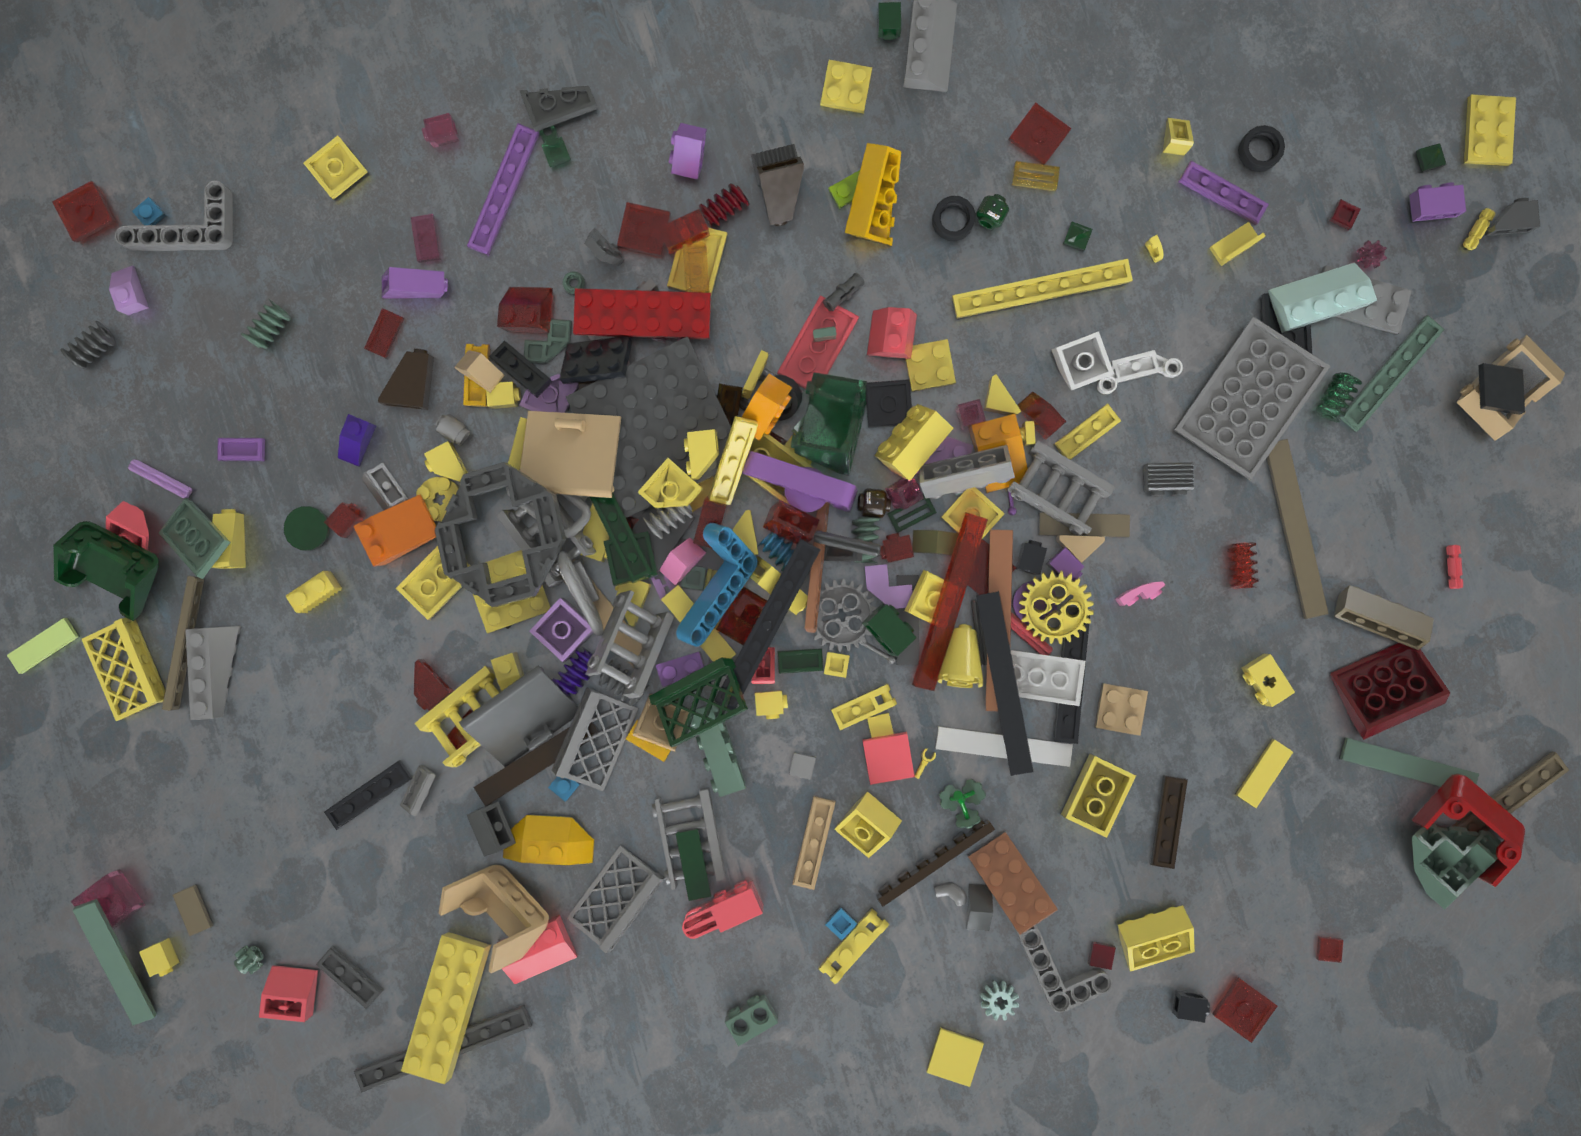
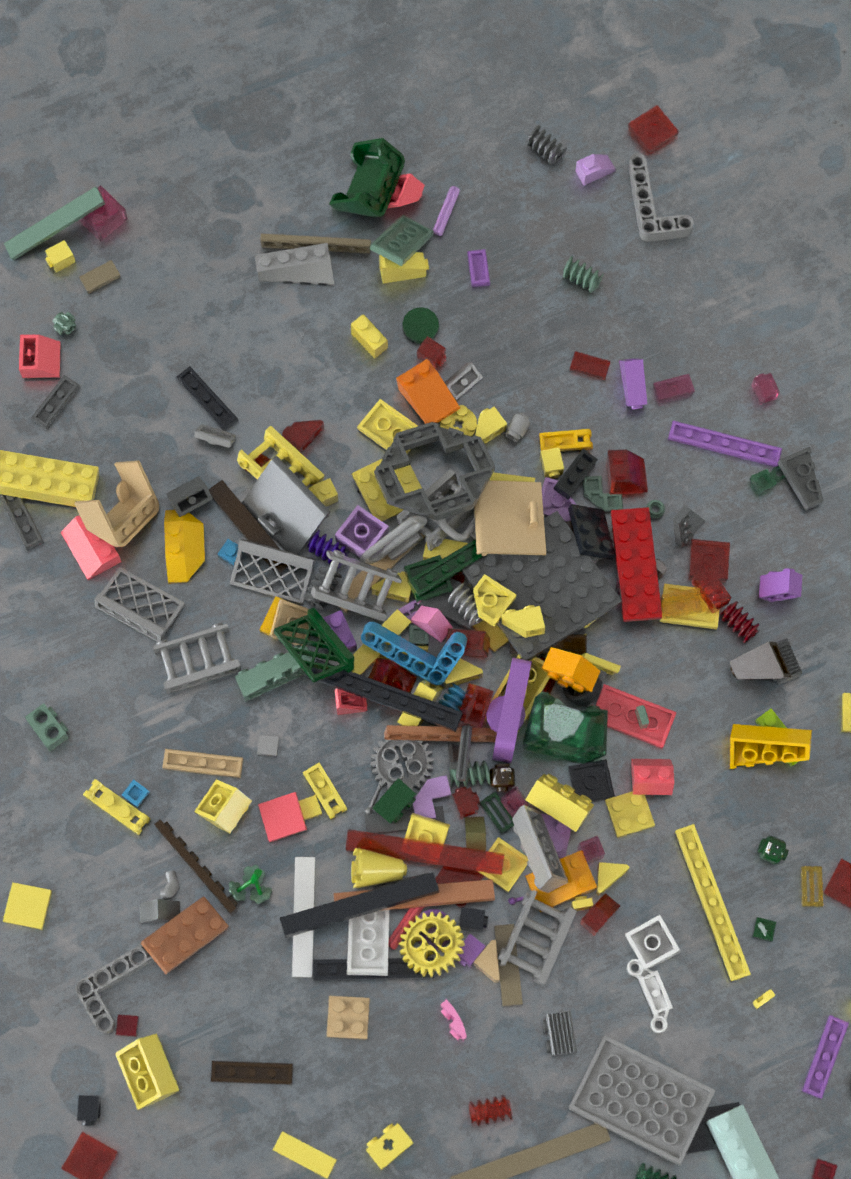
camera: 75 degrees right, 15 degrees down
(42, 645) = (301, 141): yellowish green tile -> none
(139, 661) = (296, 212): light yellow fence -> none
(149, 212) = (660, 176): dark azure plate -> none
(335, 167) = (720, 311): light yellow plate -> none
(354, 439) = (498, 353): dark purple slope -> none
(410, 382) = (552, 390): dark brown slope -> none
(480, 370) = (568, 441): tan slope -> none
(693, 864) = (175, 662): dark green tile -> none
(724, 910) = (139, 691): coral brick -> none
(733, 460) = (521, 648): light yellow tile -> none
(770, 703) = (318, 711): light yellow brick -> none
(800, 660) = (358, 733): dark green tile -> none
(836, 664) = (358, 763): light yellow plate -> none
(843, 292) = (682, 730): dark grey pin -> none
(924, 762) = (281, 849): light yellow hand -> none
(953, 201) = (760, 833): black tyre -> none
(1008, 1000) = (87, 939): light aqua gear -> none
(1087, 432) = (590, 958): light yellow tile -> none
(1098, 795) = (269, 1001): light yellow brick -> none
(1235, 243) = (780, 1072): light yellow panel -> none

